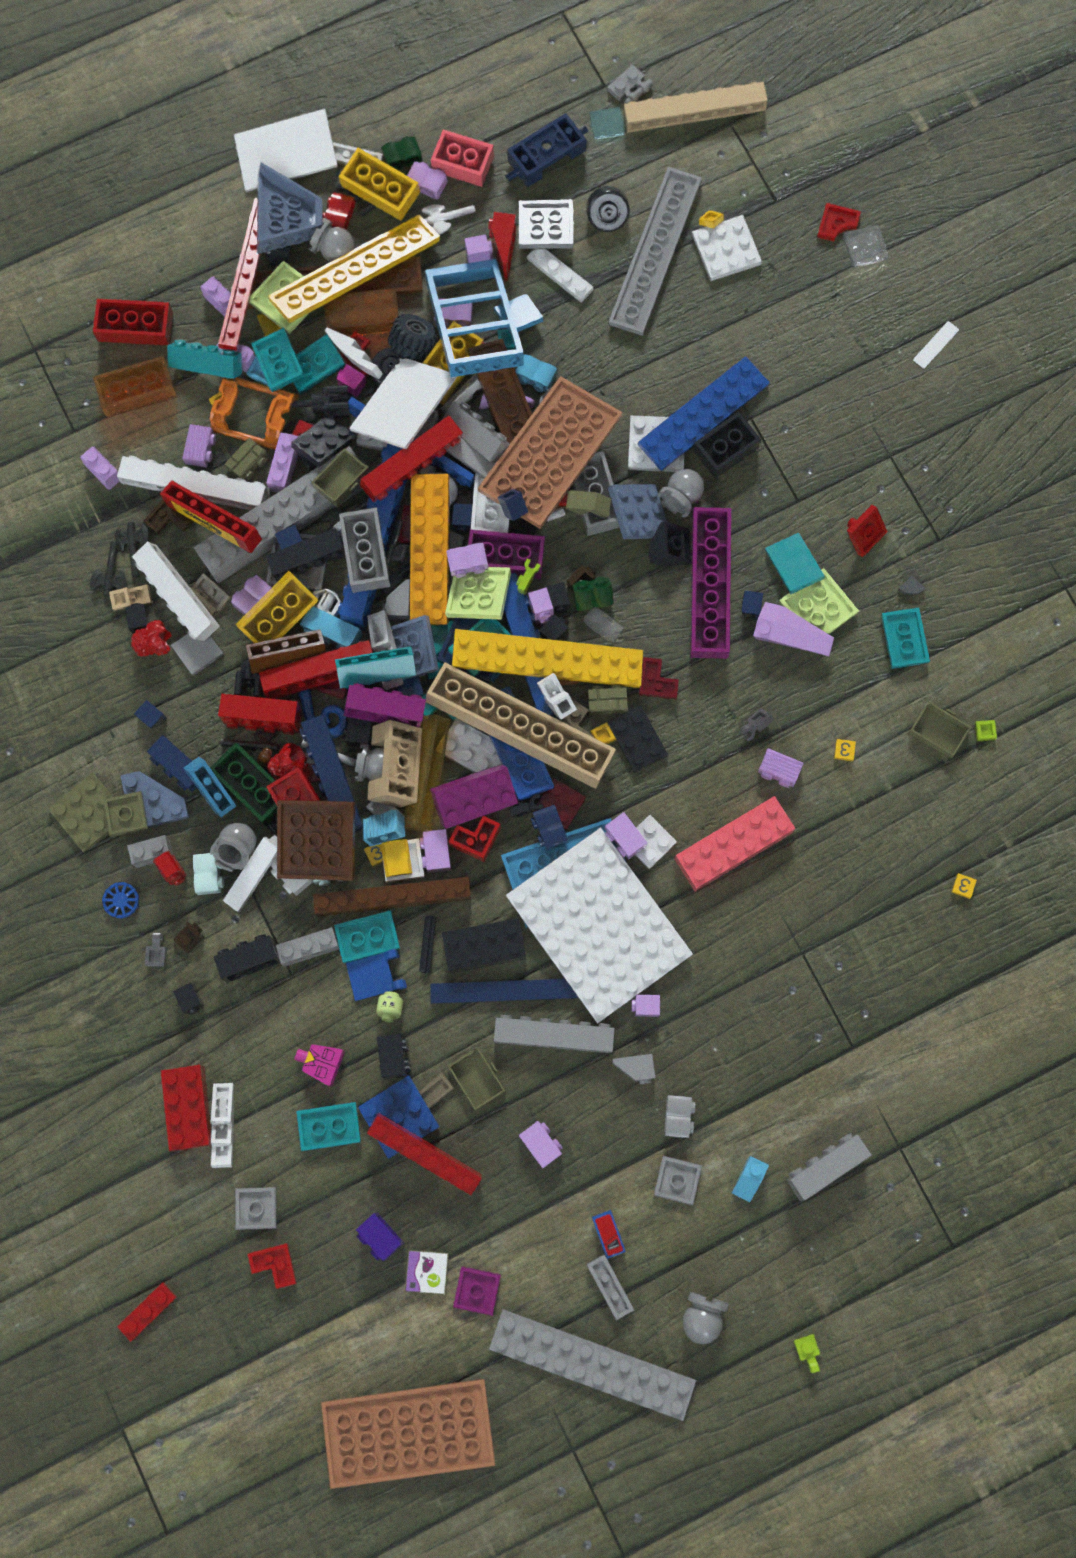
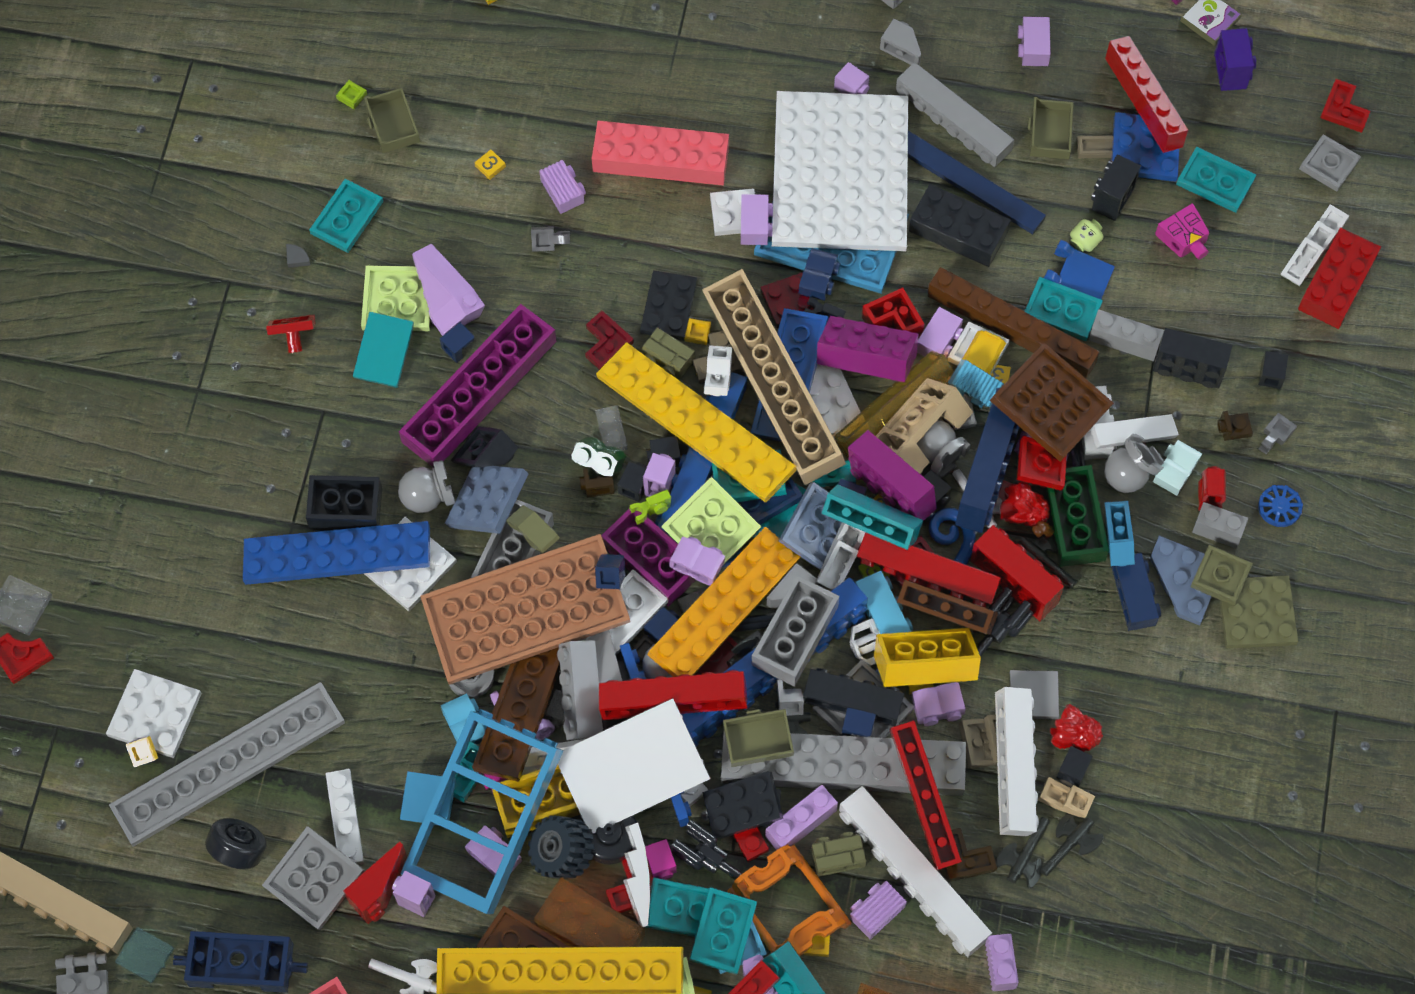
camera: 145 degrees left, 10 degrees down
(149, 714) = (1130, 657): dark blue panel -> none
(427, 944) = (1010, 266): black axle -> none
(936, 344) = (50, 461): white sticker -> none

